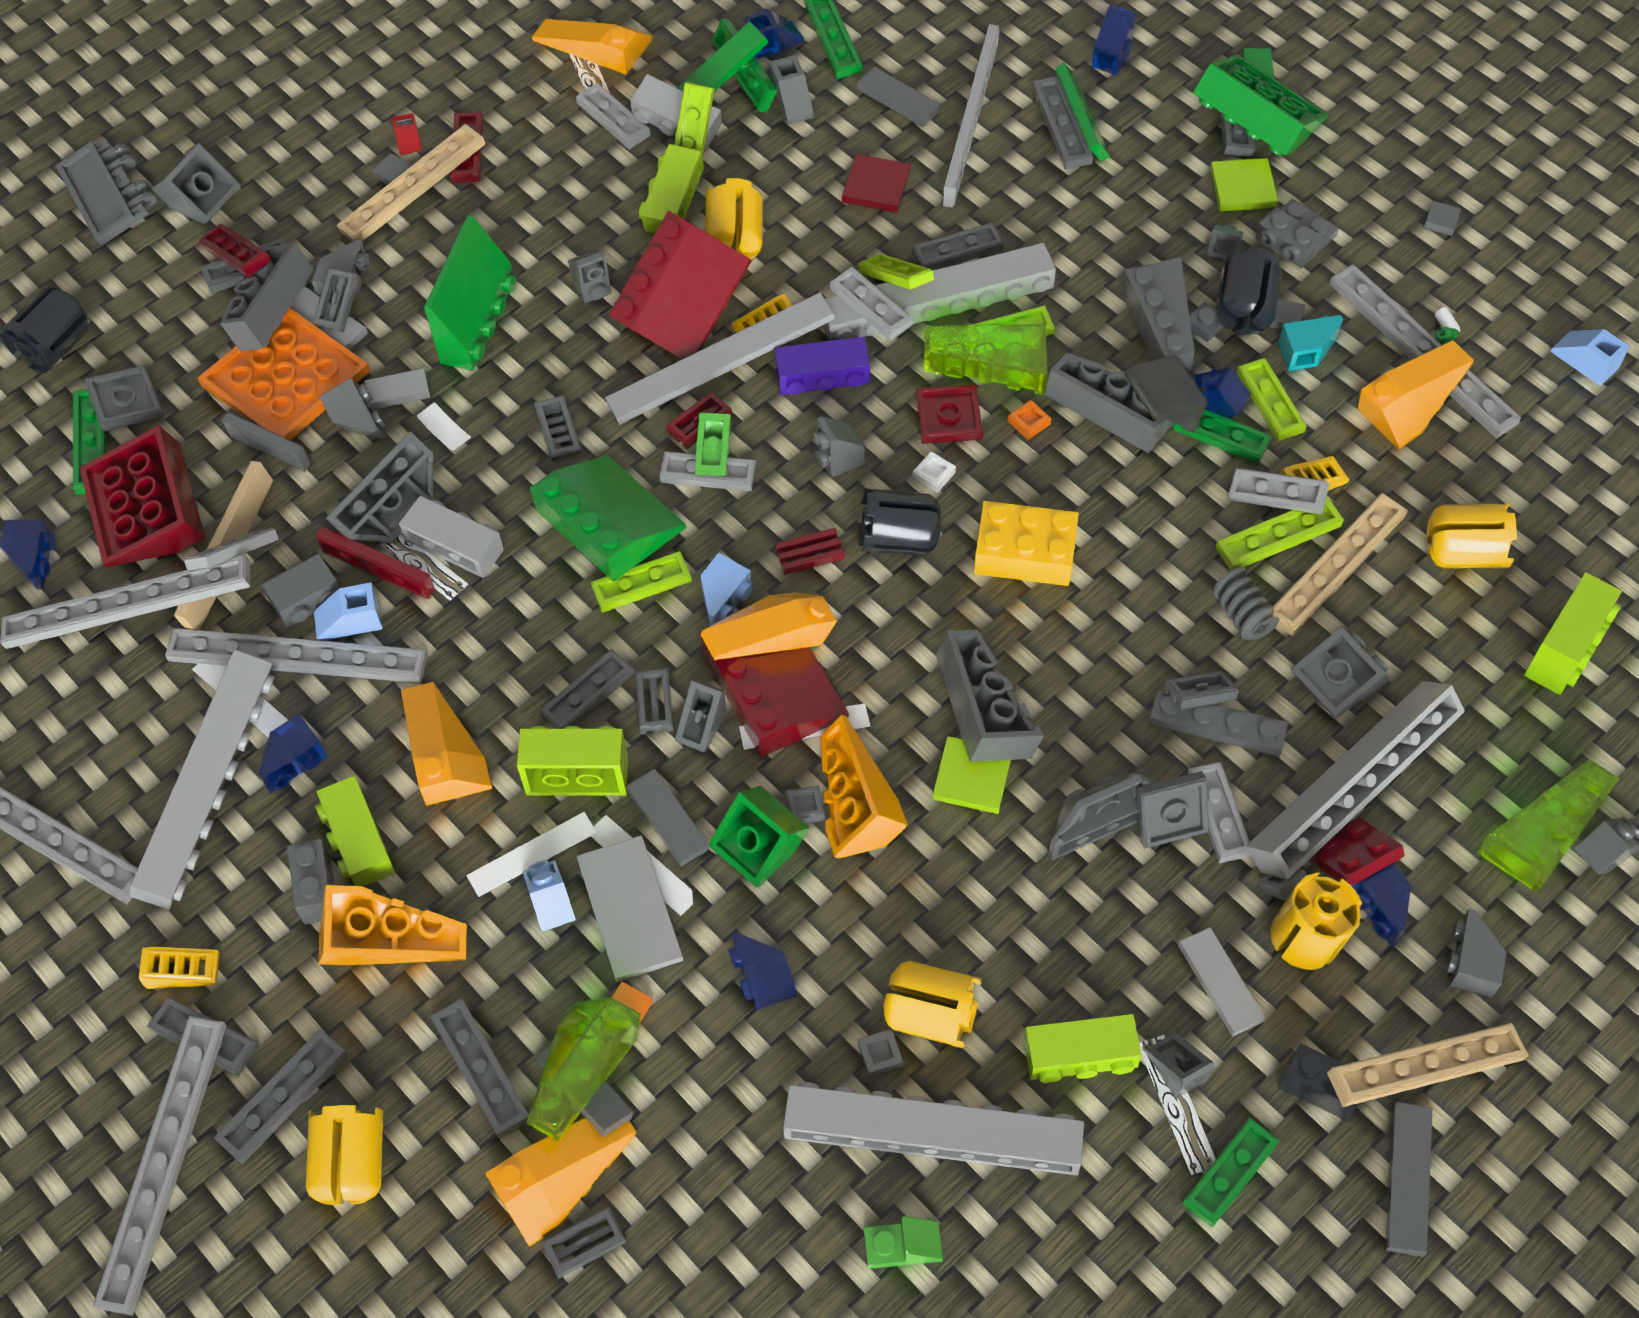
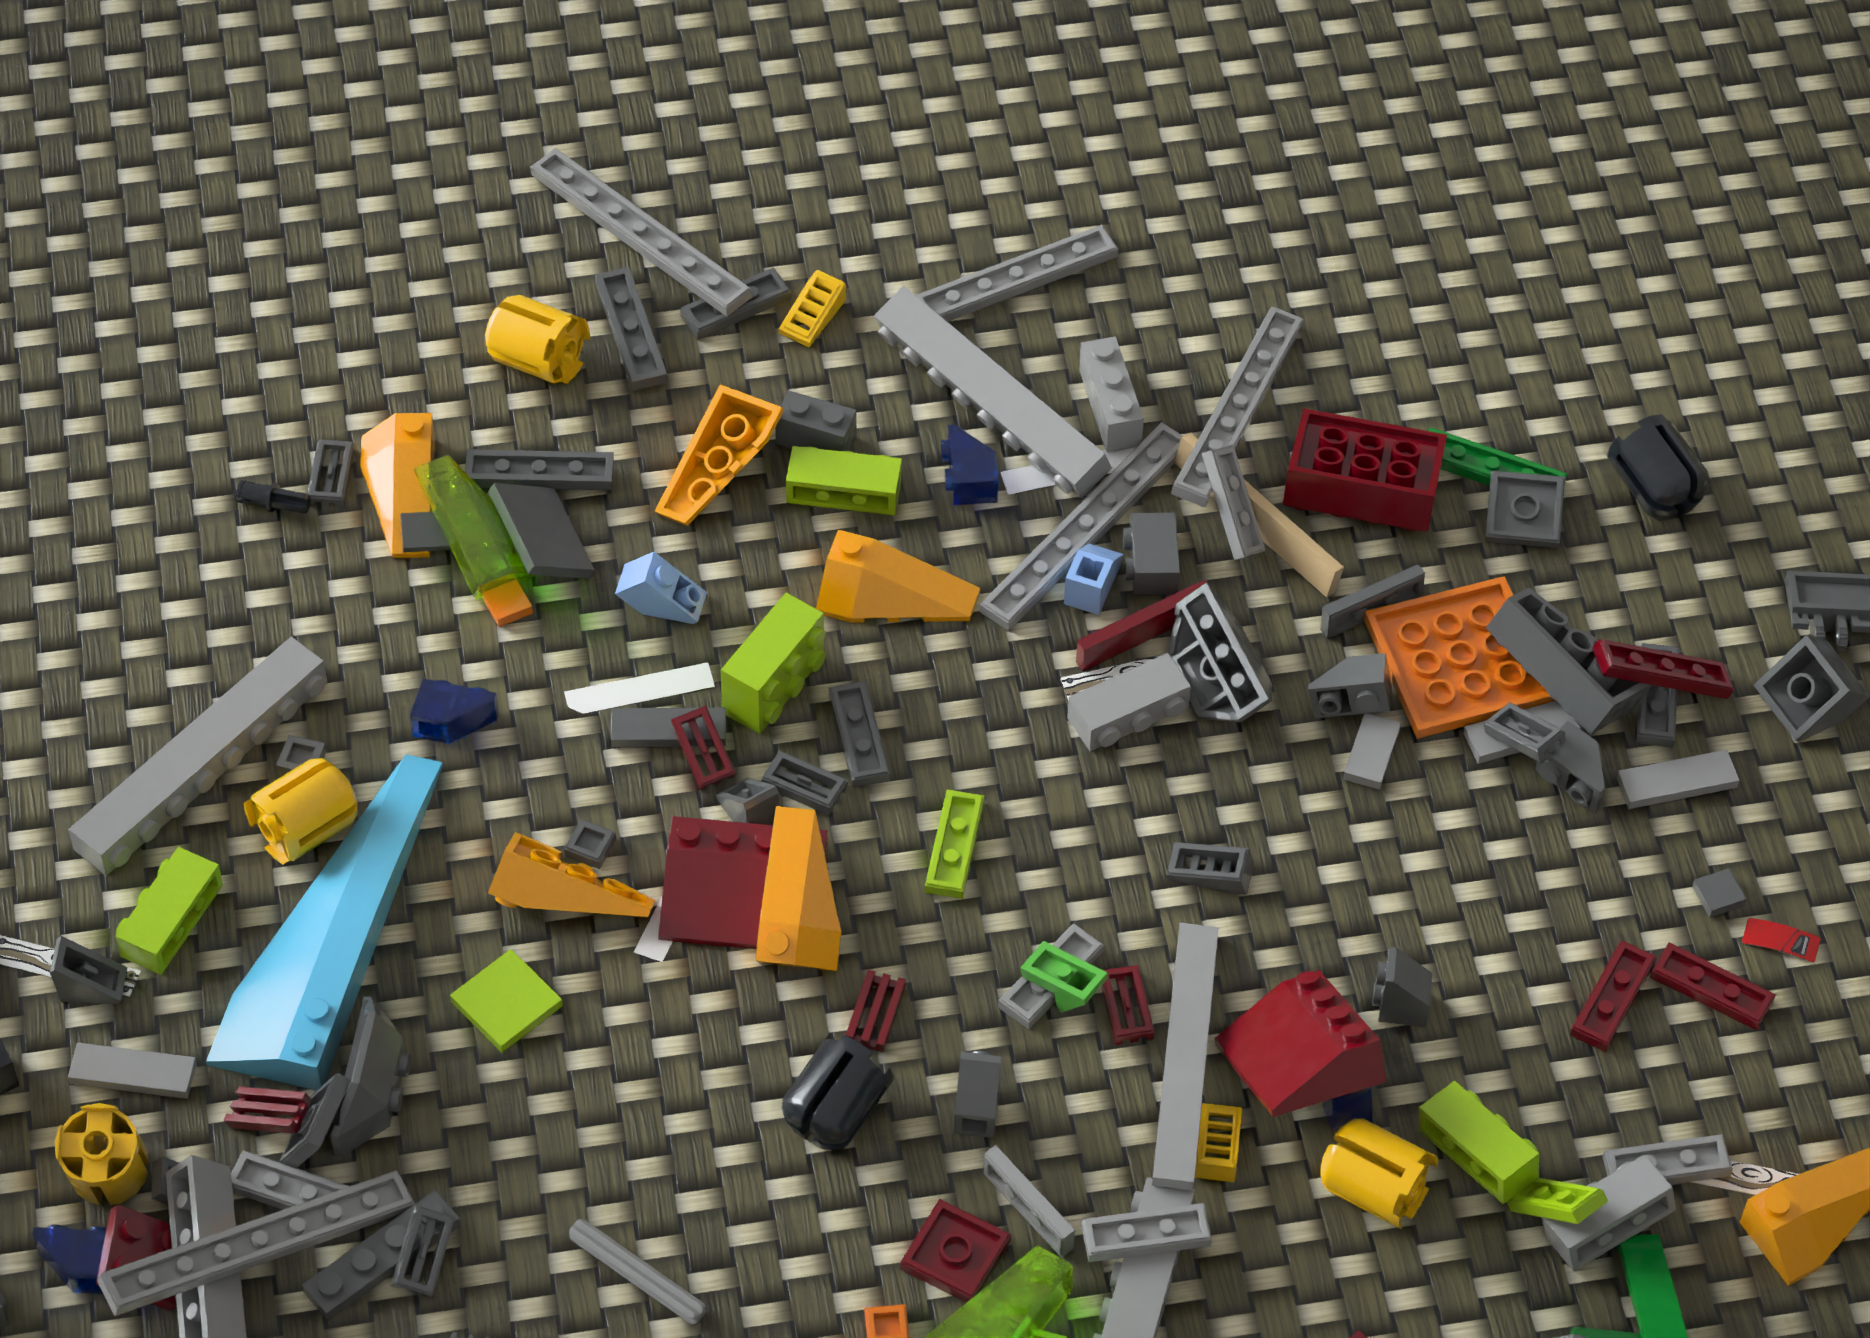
camera: 120 degrees right, 5 degrees down
(28, 548) = (1369, 361): clear blue slope -> none
(158, 695) = (1111, 394): none -> light grey brick
(312, 224) = (1677, 779): none -> light grey tile
(411, 184) = (1678, 897): tan tile -> none
(443, 427) = (1291, 772): white sticker -> none
(468, 297) = (1433, 844): green slope -> none
(508, 188) = (1613, 996): none -> dark red tile
(536, 850) = (720, 609): white sticker -> none
(548, 1015) = (541, 531): none -> dark grey tile
(605, 514) = (1055, 843): green slope -> none
(629, 909) = (601, 651): light grey tile -> none
(643, 1266) = (272, 497): none -> black axle
(674, 794) = (715, 776): none -> dark red tile
(724, 587) = (883, 898): light blue slope -> none
(758, 835) = (586, 784): green slope -> none
(822, 365) = (1106, 1153): dark purple brick -> none
(887, 388) = (1029, 1201): none -> light grey tile
(896, 271) = (1180, 1293): lime tile -> none
(903, 1244) = (130, 684): bright green slope -> none
(934, 472) = (888, 1188): white tile -> none
(985, 708) = (561, 1036): dark grey wedge -> none
(1026, 543) = (721, 1204): yellow brick -> none
(1055, 912) = (306, 981): none -> medium azure wedge
(1105, 570) = (637, 1271): none -> light grey axle
(1202, 882) = (271, 1104): none -> dark red tile
(1296, 772) = (254, 1243): none -> light grey tile

